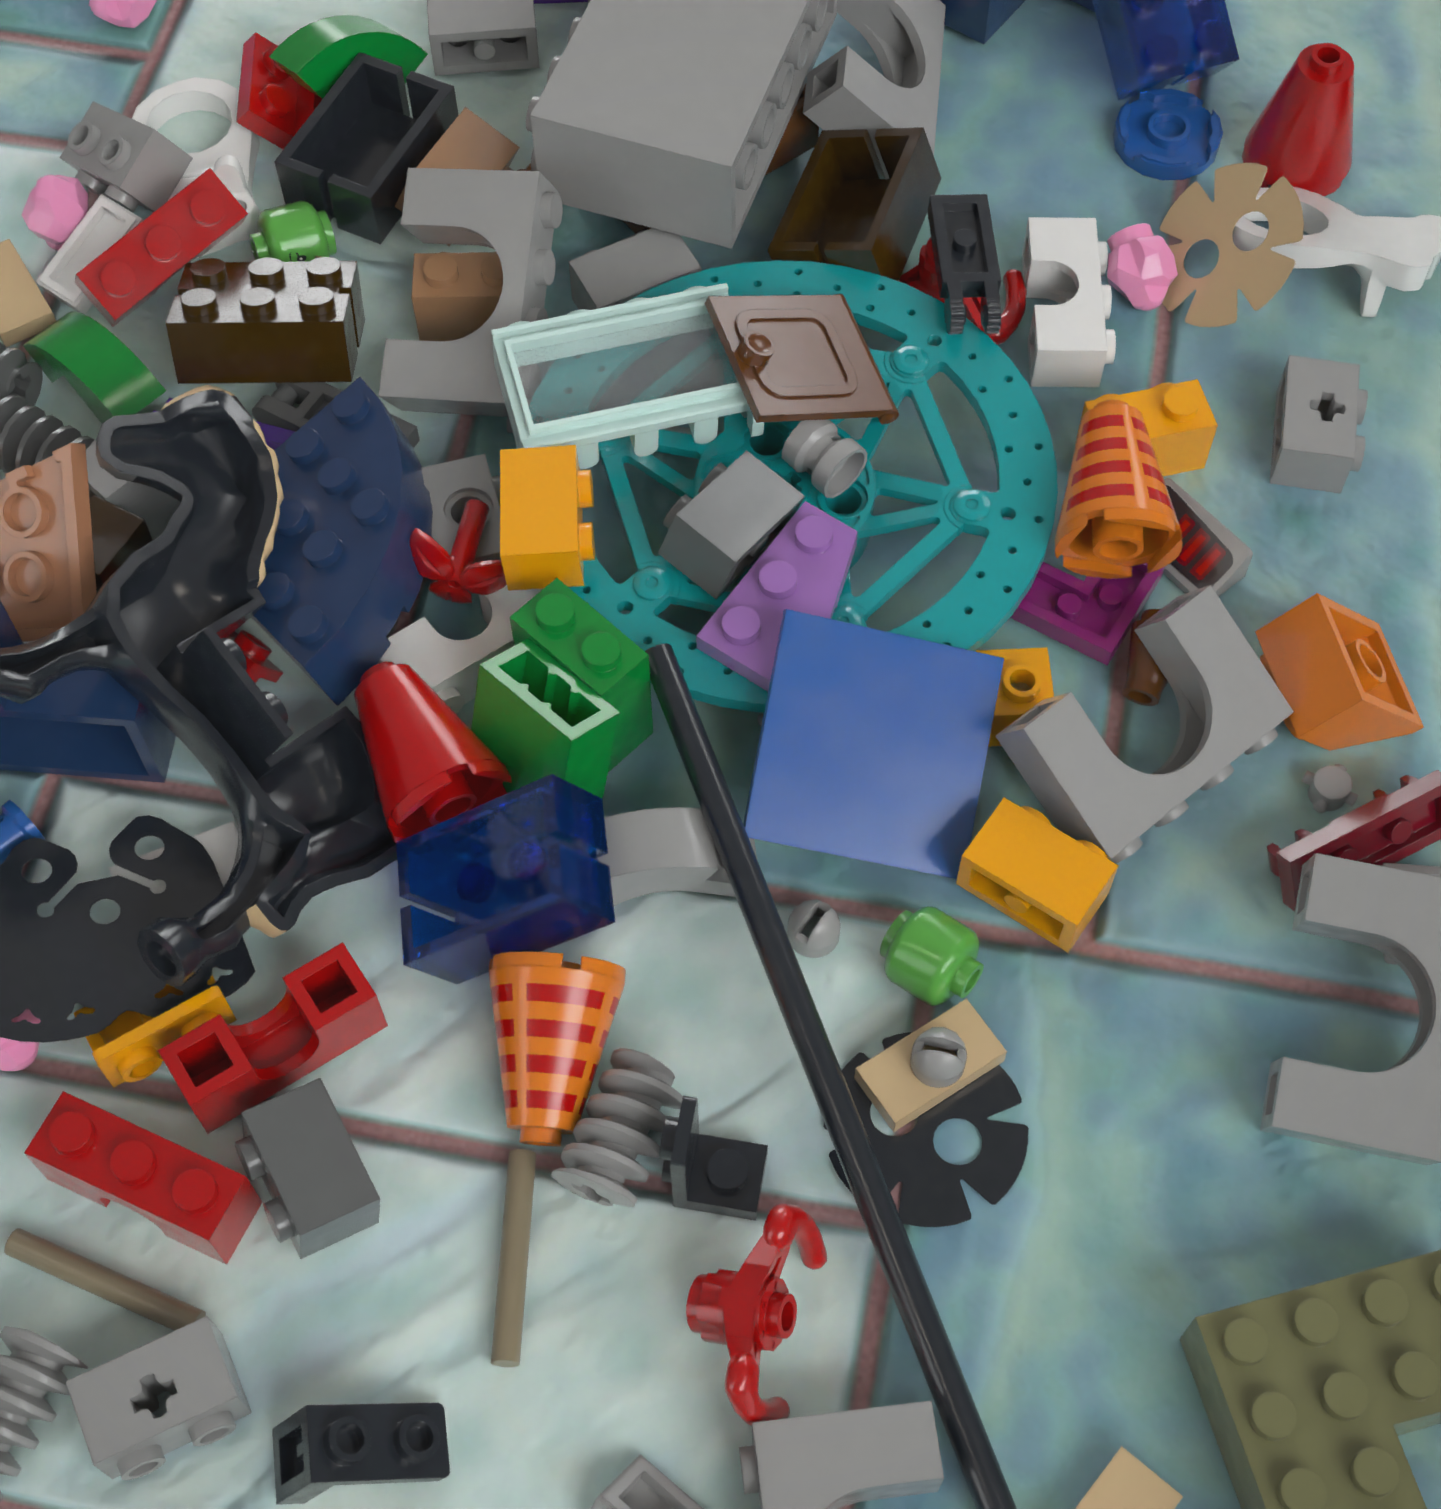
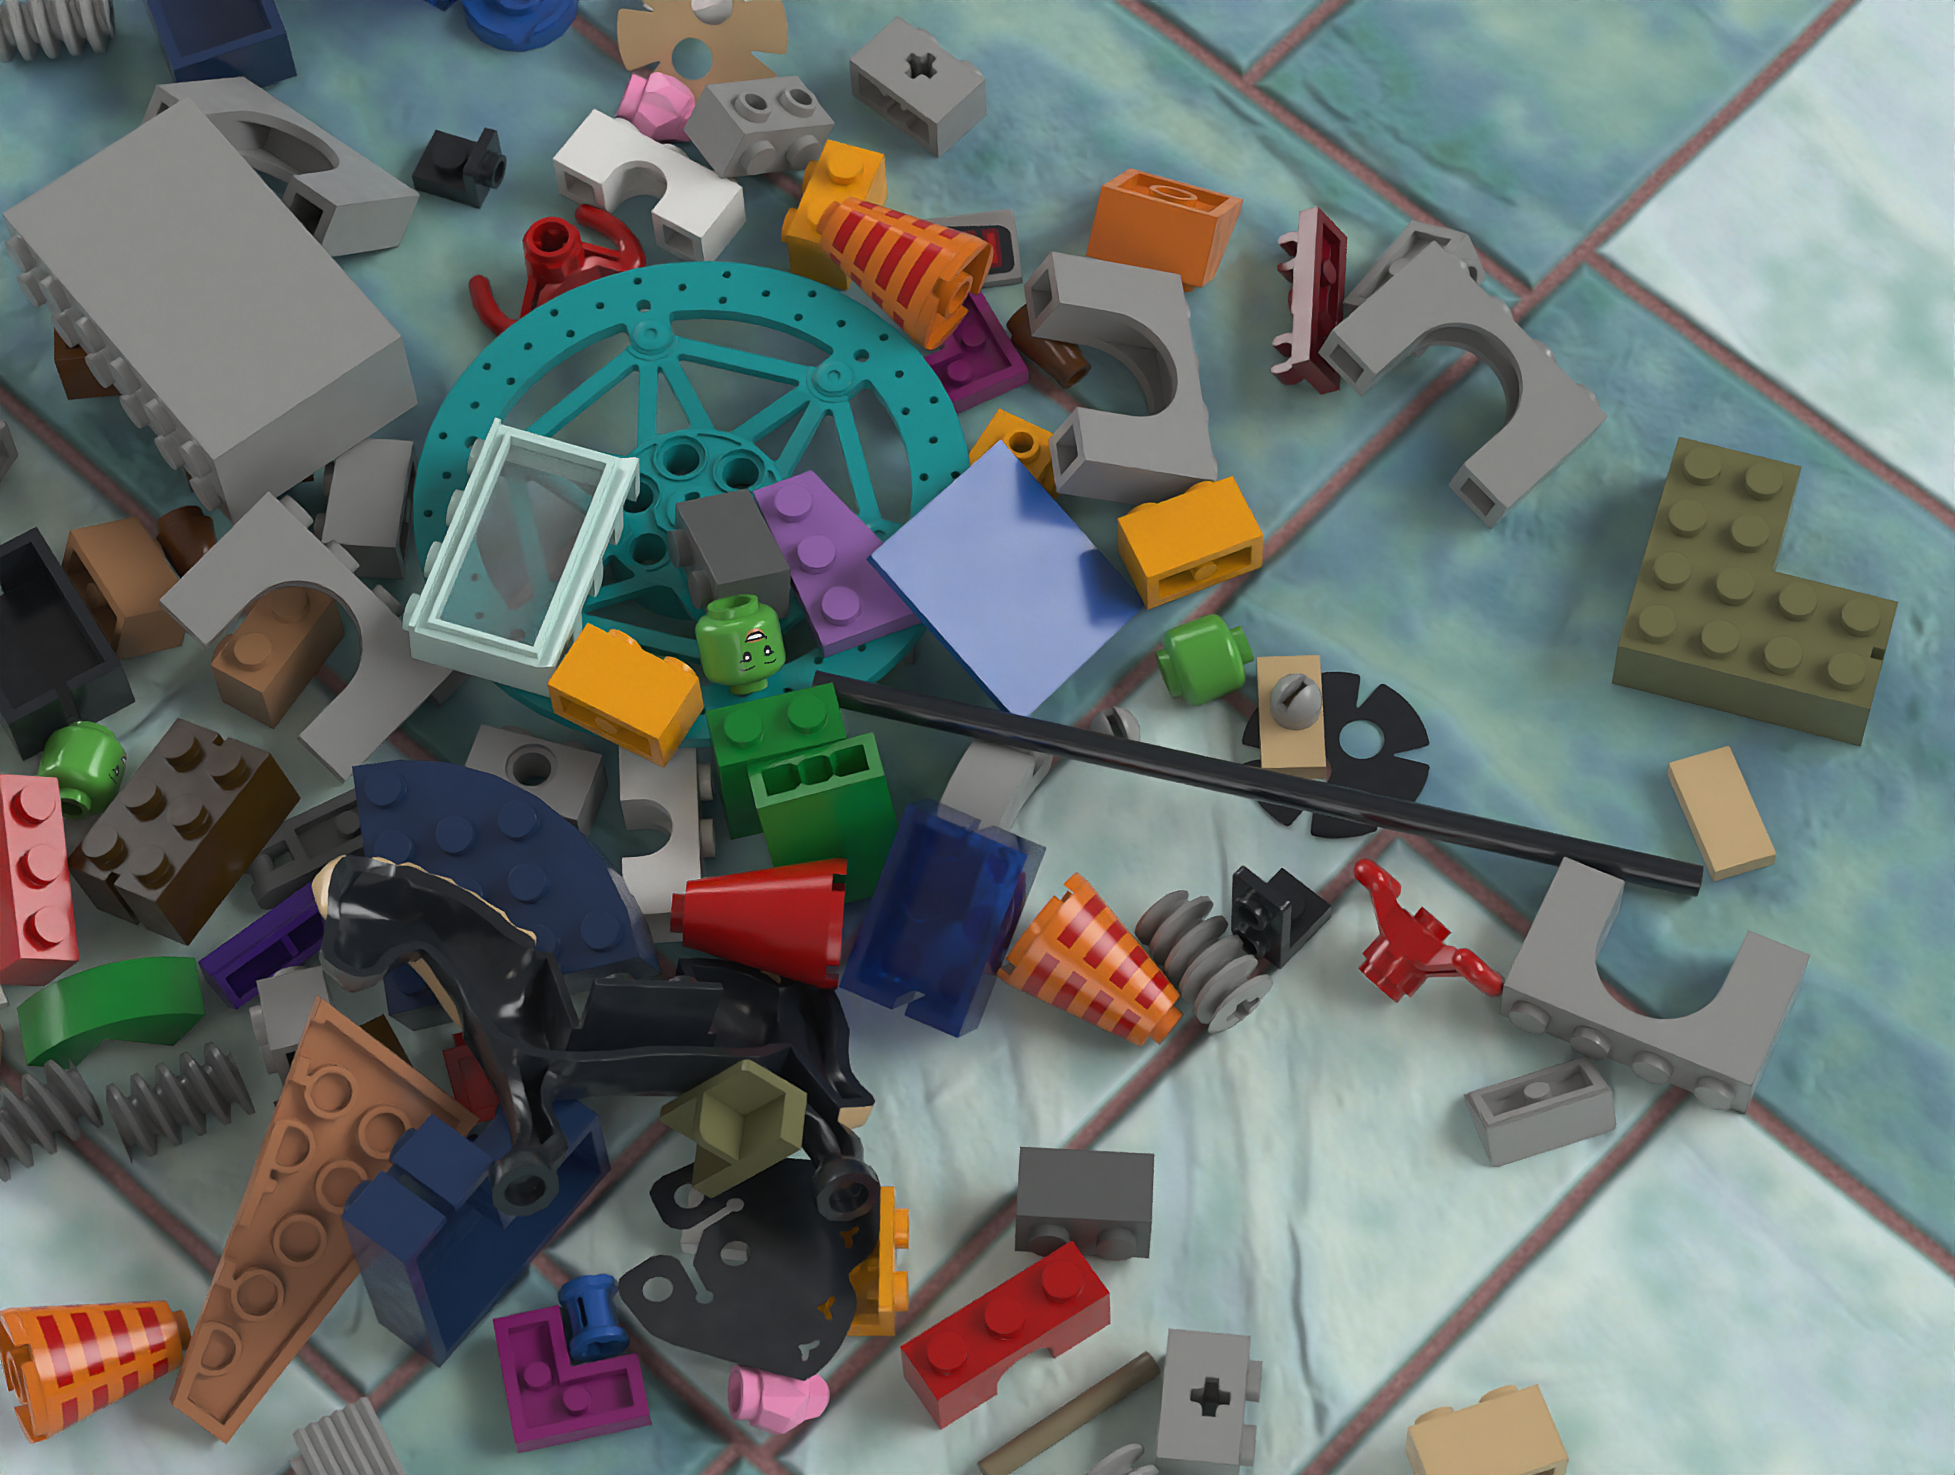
camera: 55 degrees left, 0 degrees up
(194, 834) = (740, 1124): none -> olive panel
(239, 1066) = (950, 1173): red arch -> none
(358, 1446) = (1333, 1290): black bracket -> none
(456, 572) = (590, 805): red plant -> none
(513, 1259) = (1249, 1102): dark tan bar -> none
(646, 569) = (740, 643): none -> bright green head
(800, 358) = (605, 410): container -> none
(825, 456) = (699, 456): light grey wheel -> none
(849, 210) = (444, 289): dark brown piece -> none
(965, 258) = (588, 230): black hinge -> none
(989, 173) = (461, 167): none -> black bracket
(1173, 328) = (758, 126): none -> light grey brick
(1330, 788) = (1250, 297): light grey piece -> none

